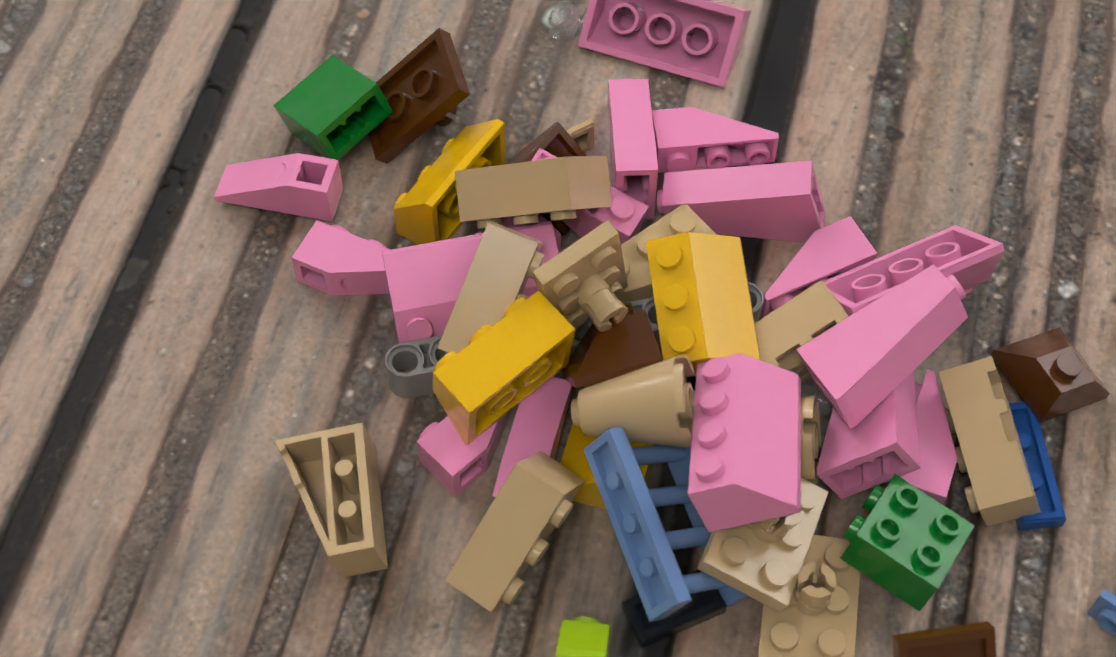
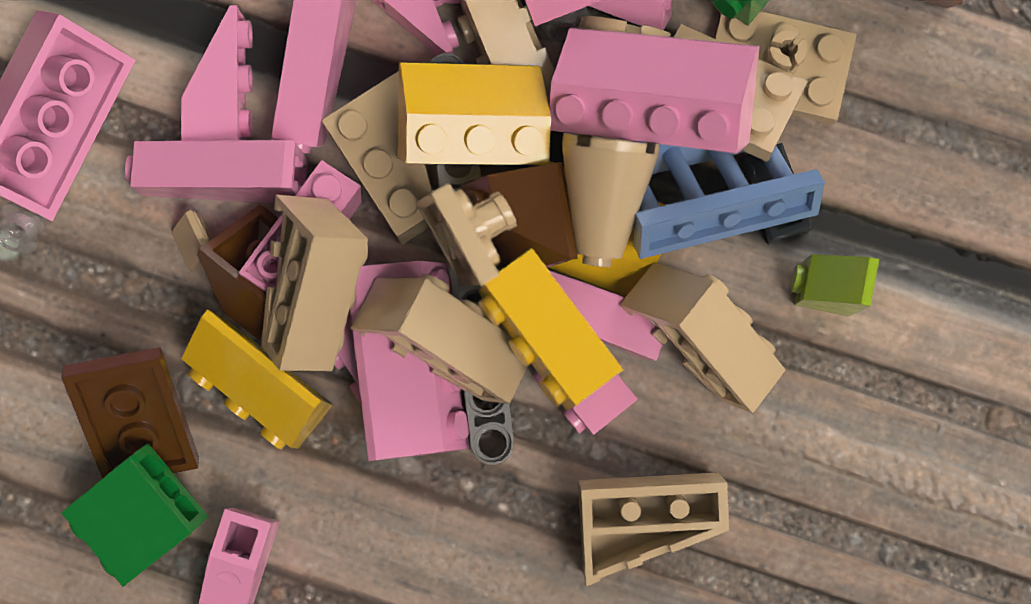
camera: 85 degrees left, 25 degrees up
(340, 262) = (348, 505): bright pink slope -> none

